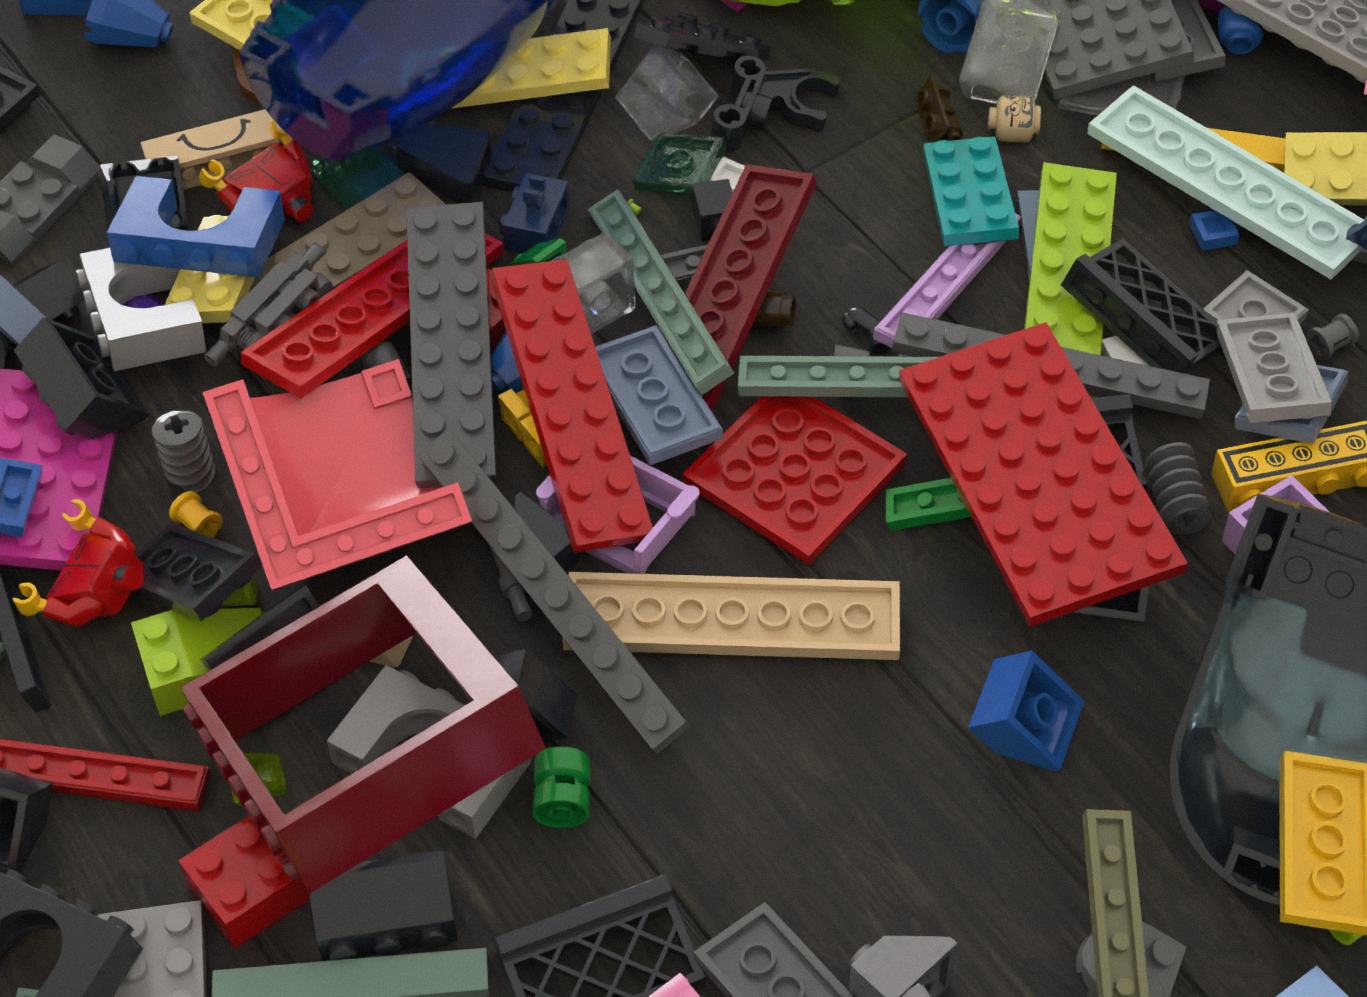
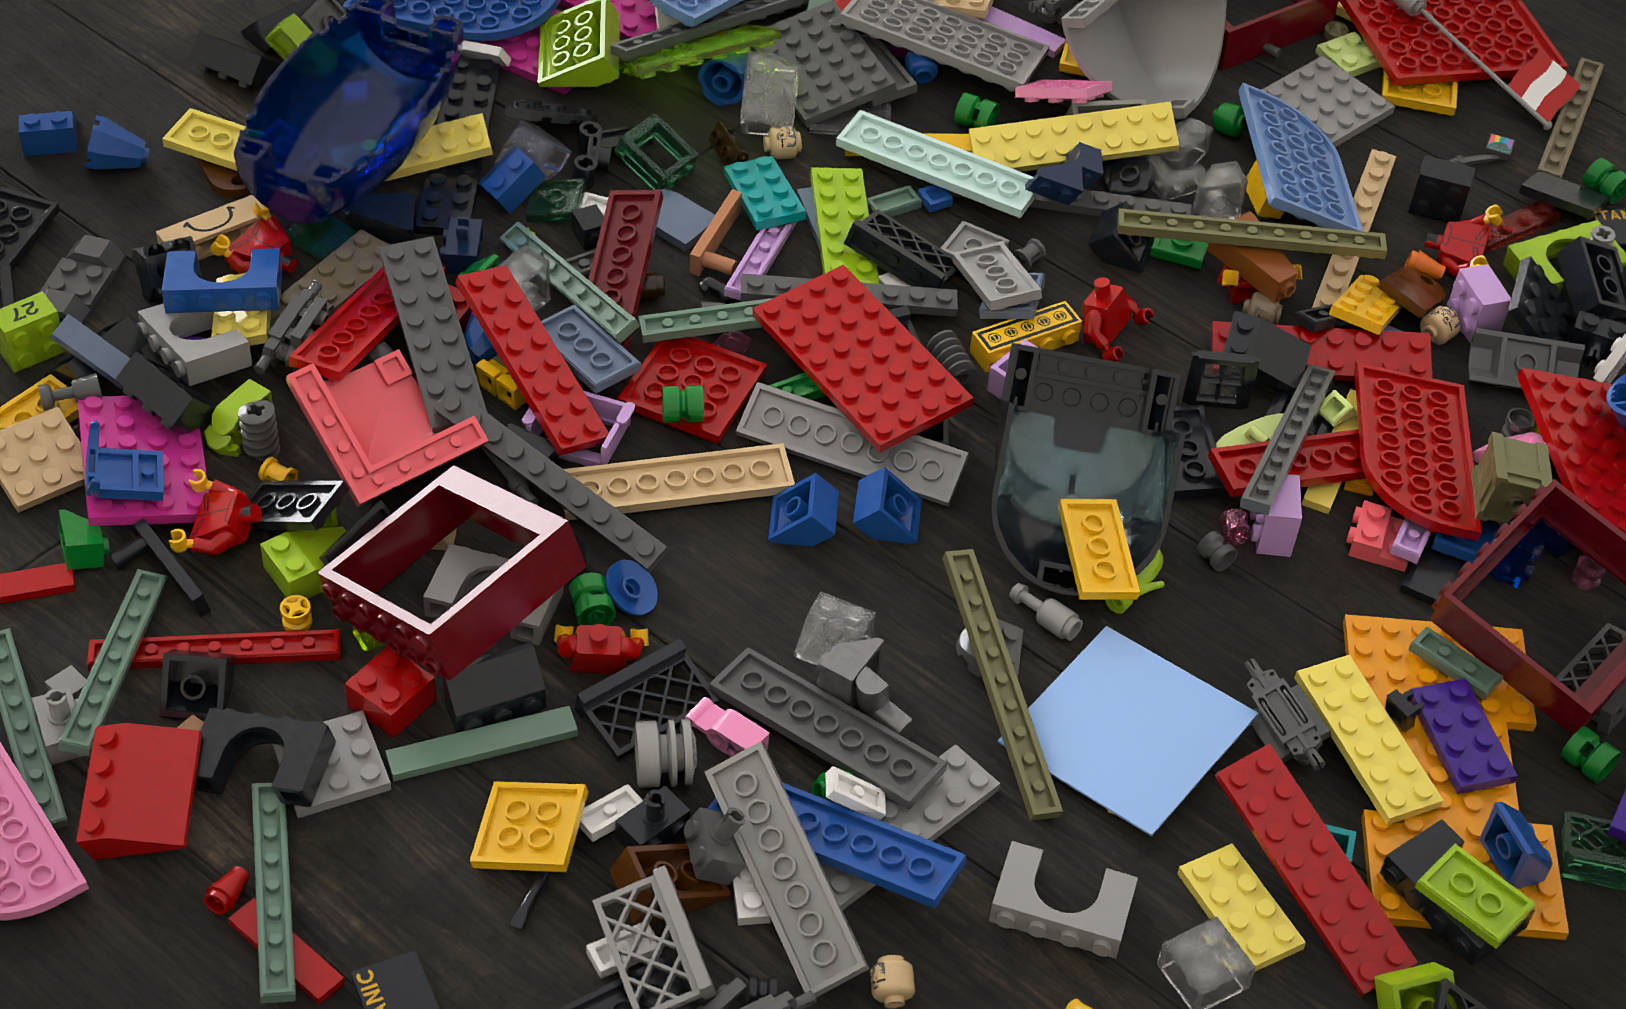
camera: 20 degrees left, 5 degrees down
(137, 444) = (224, 433): none -> lime piece
(156, 722) = (291, 609): none -> yellow wheel
(551, 867) = (599, 647): none -> red torso
(625, 128) = (512, 179): none -> blue slope
(638, 773) = (631, 587): none -> blue dish
(765, 501) = (682, 404): none -> green wheel
(815, 84) = (642, 165): none -> clear green window
(844, 214) = (681, 220): none -> sand blue tile
(861, 268) = (703, 253): none -> nougat piece
(870, 412) = (734, 341): none -> clear pink tile
(898, 897) = (831, 623): none -> clear slope
(903, 698) = (804, 513): none -> blue slope
(960, 580) = (832, 440): none -> light grey plate
(1154, 228) = (895, 201): none -> sand green tile
(1234, 928) = (1050, 613): none -> light grey piece
(1301, 107) = (969, 108): none -> green wheel

